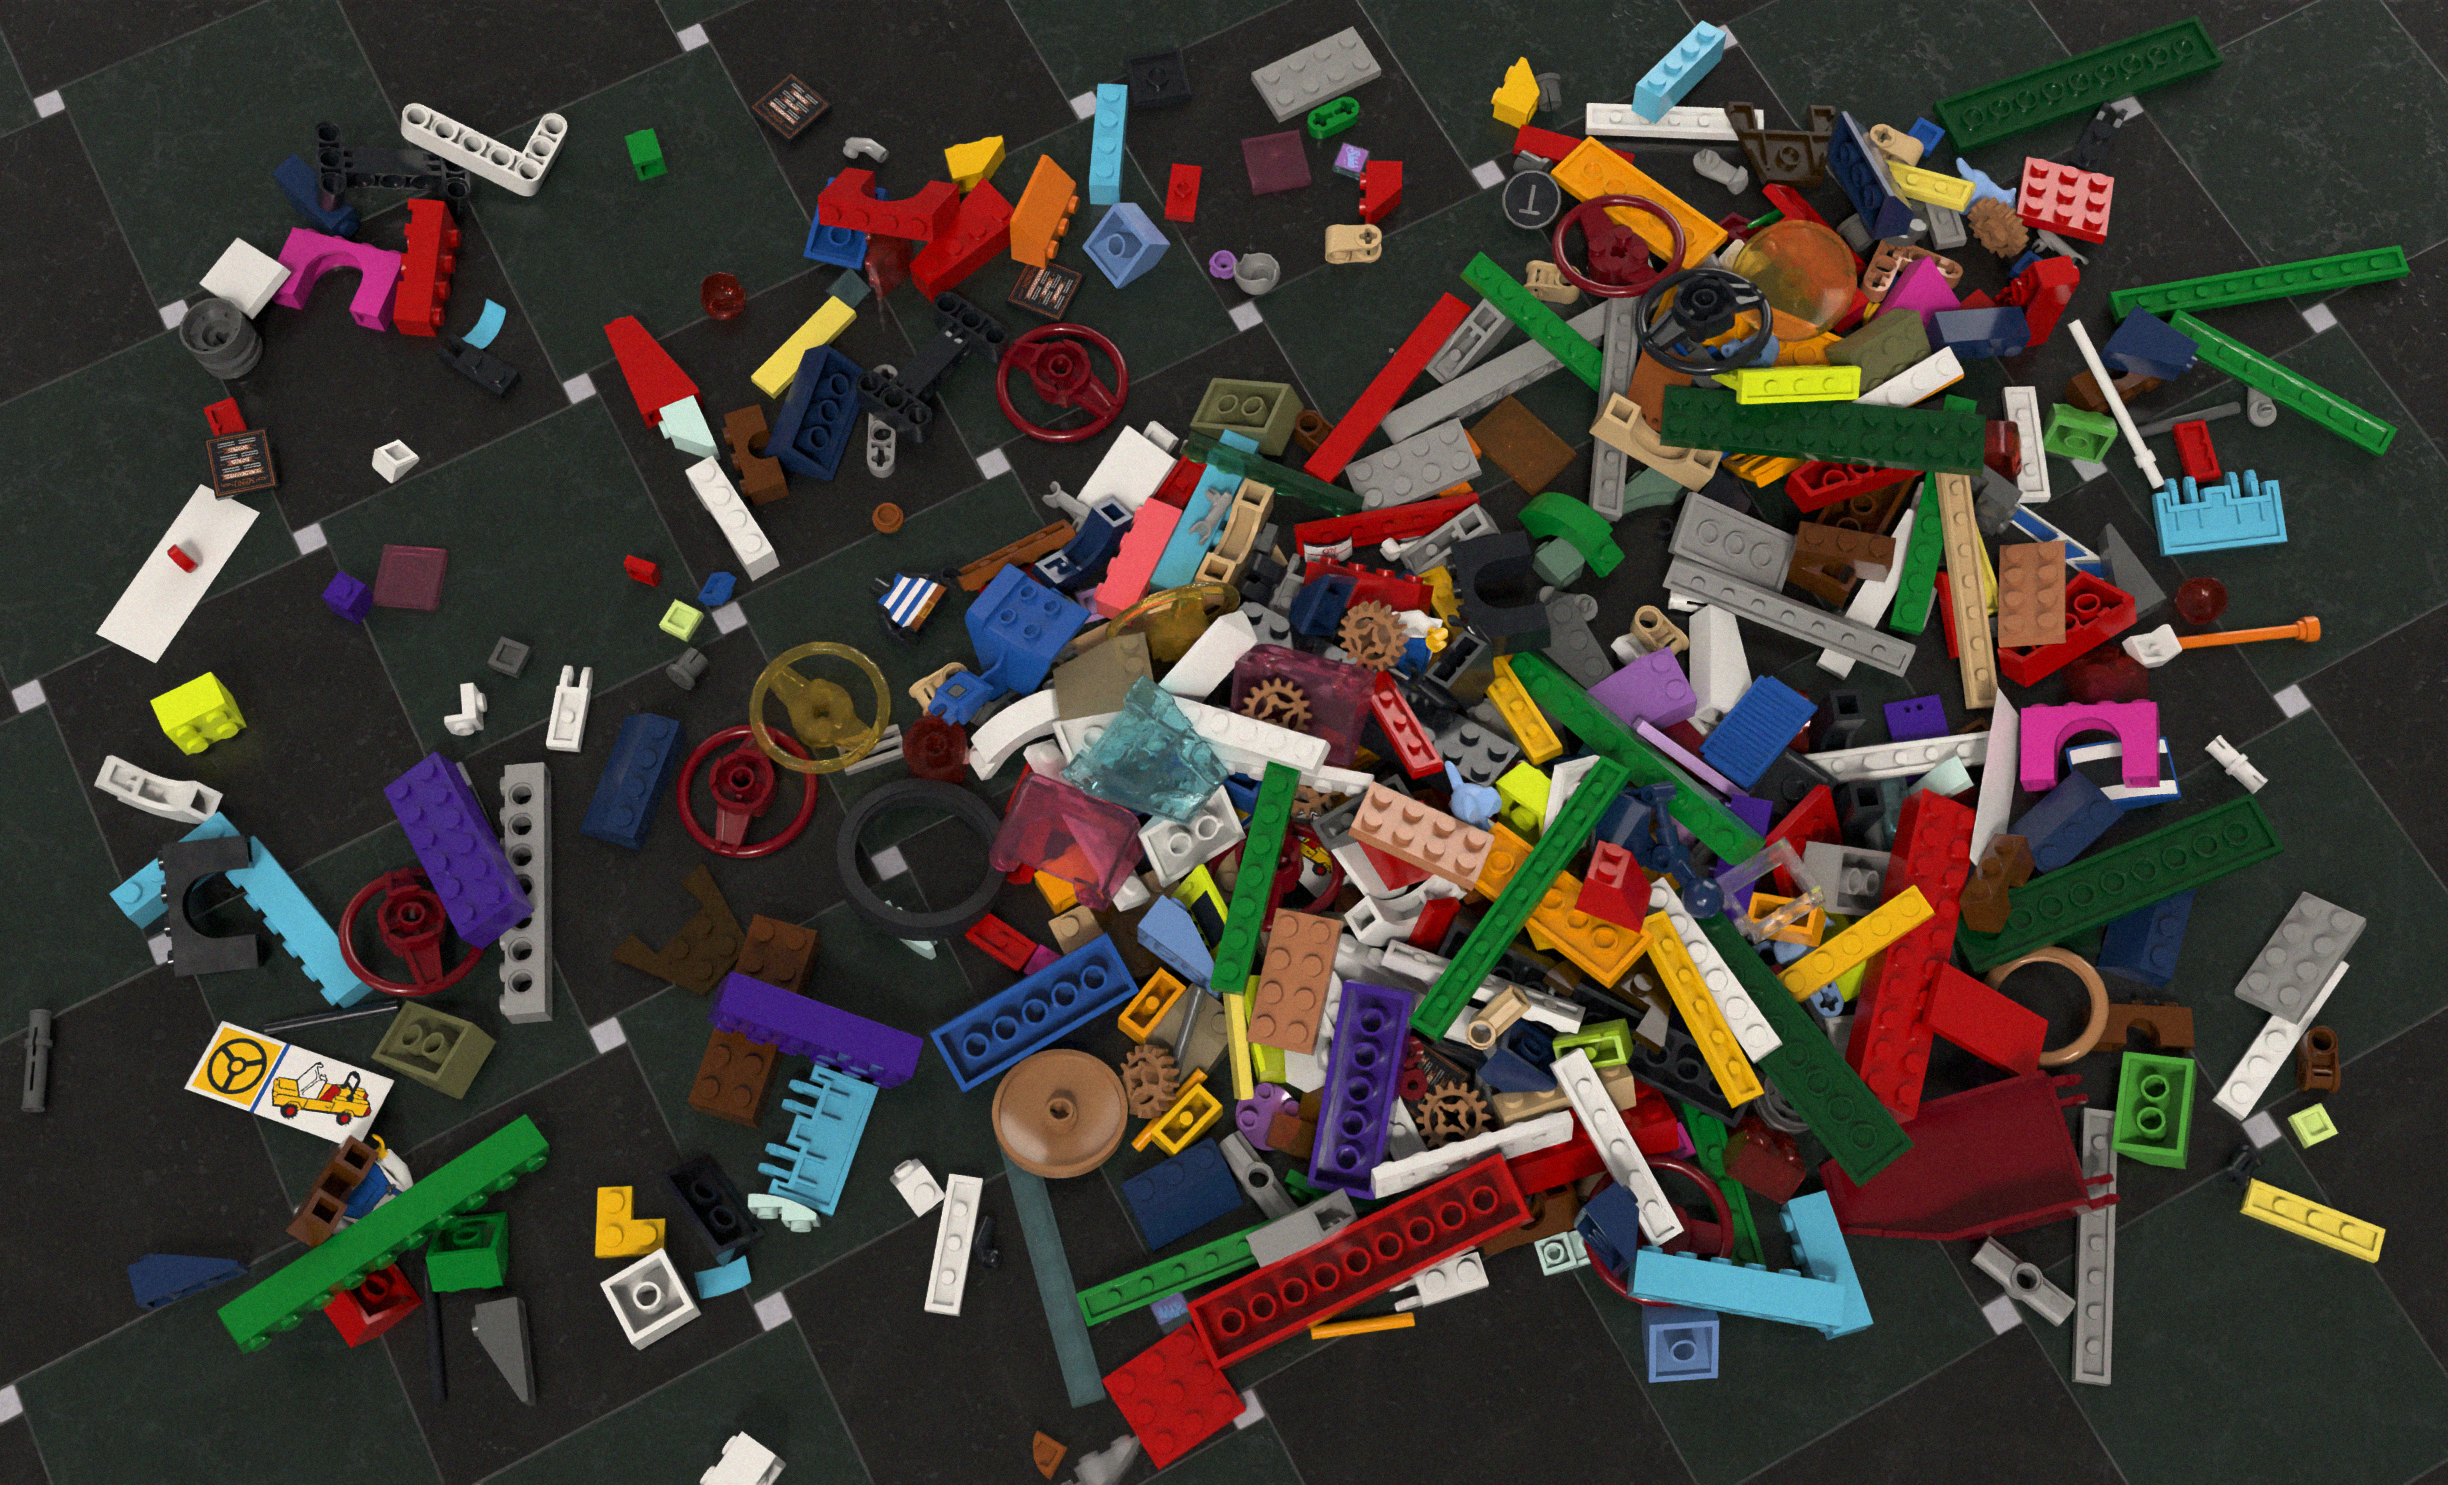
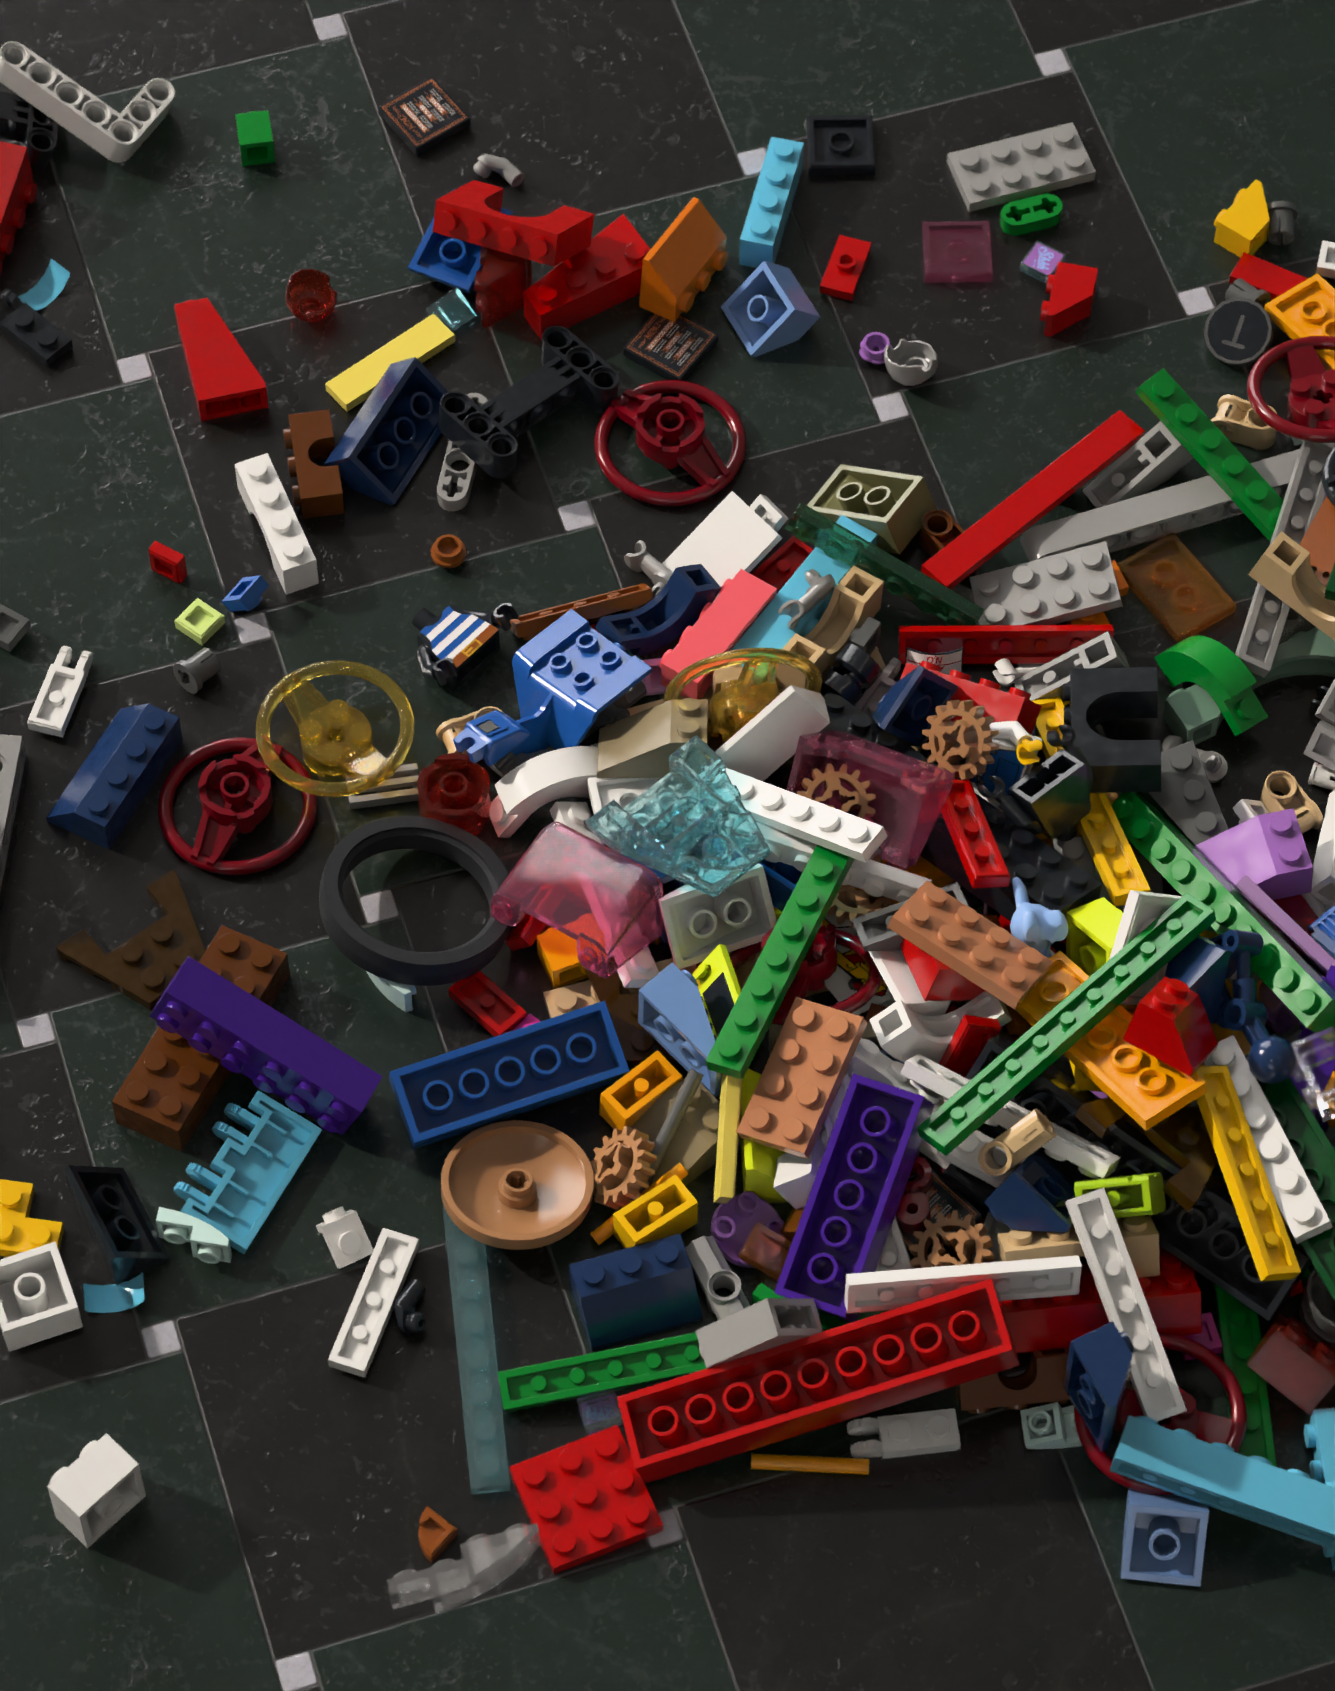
camera: 10 degrees right, 10 degrees down
(688, 428) = (245, 424): light aqua slope -> none
(973, 161) = (618, 196): yellow slope -> none
(1349, 244) = (1023, 346): tan piece -> none

